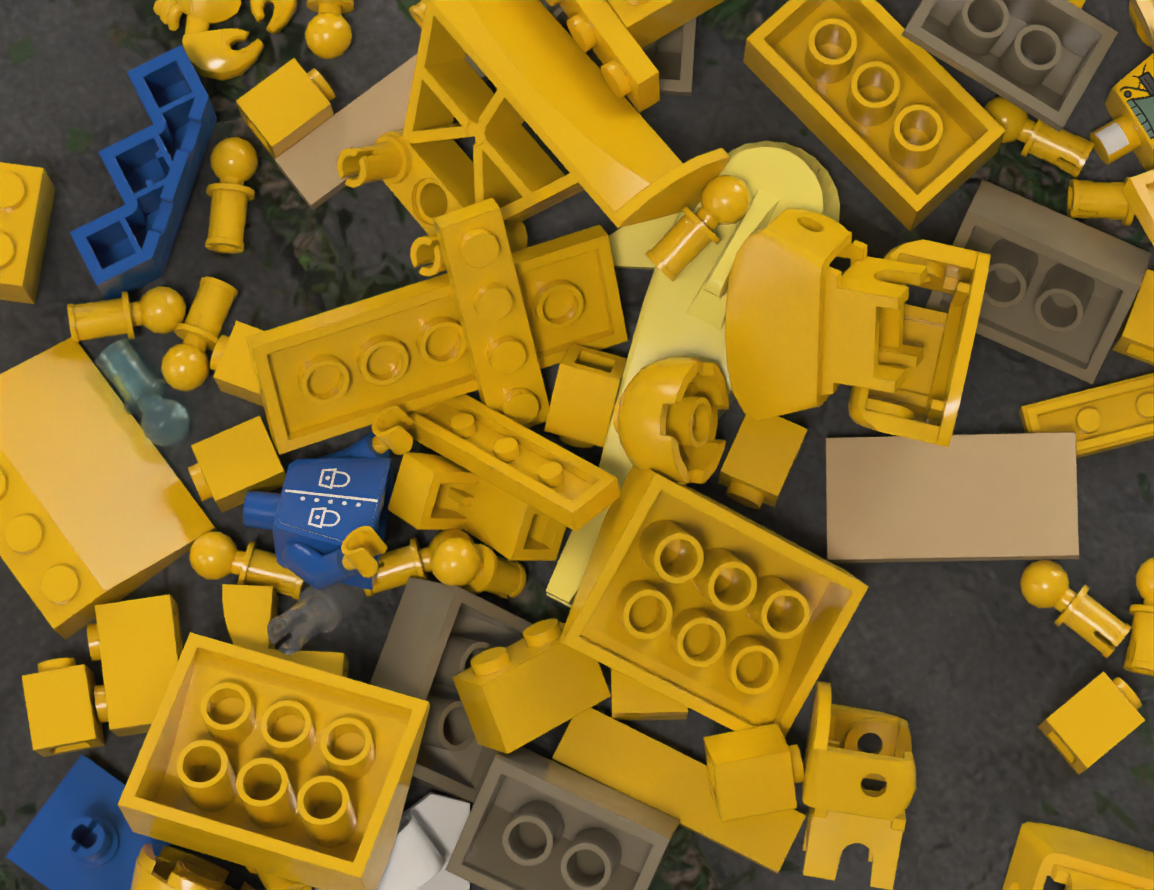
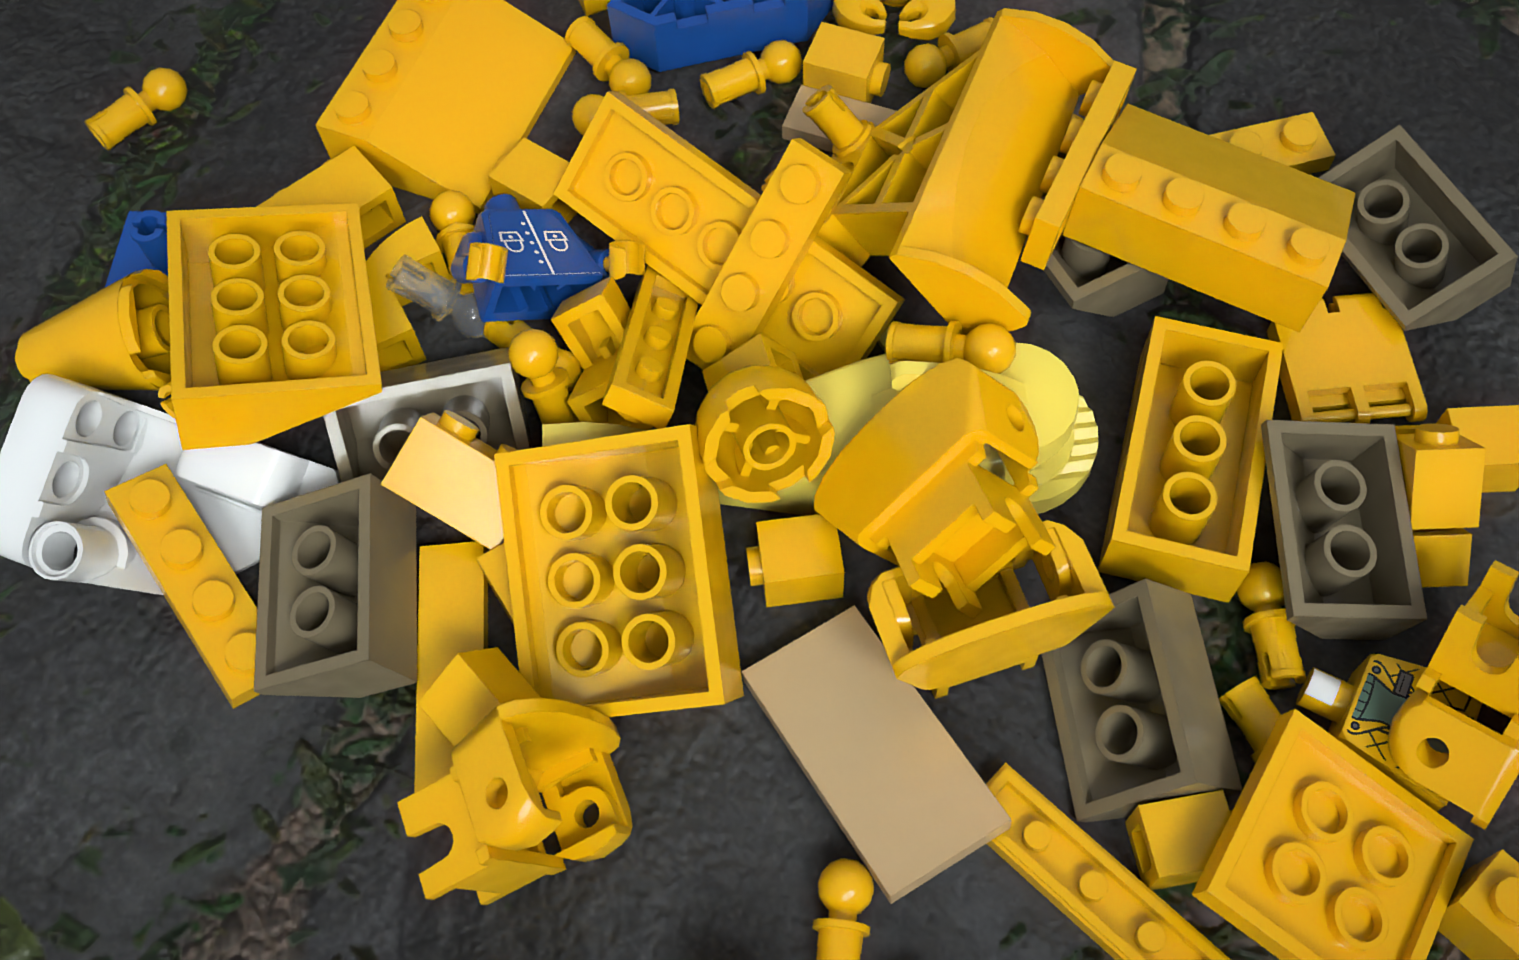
camera: 60 degrees right, 15 degrees down
(62, 708) = (261, 170): yellow brick -> none
(163, 420) = (555, 102): clear light blue pin -> none

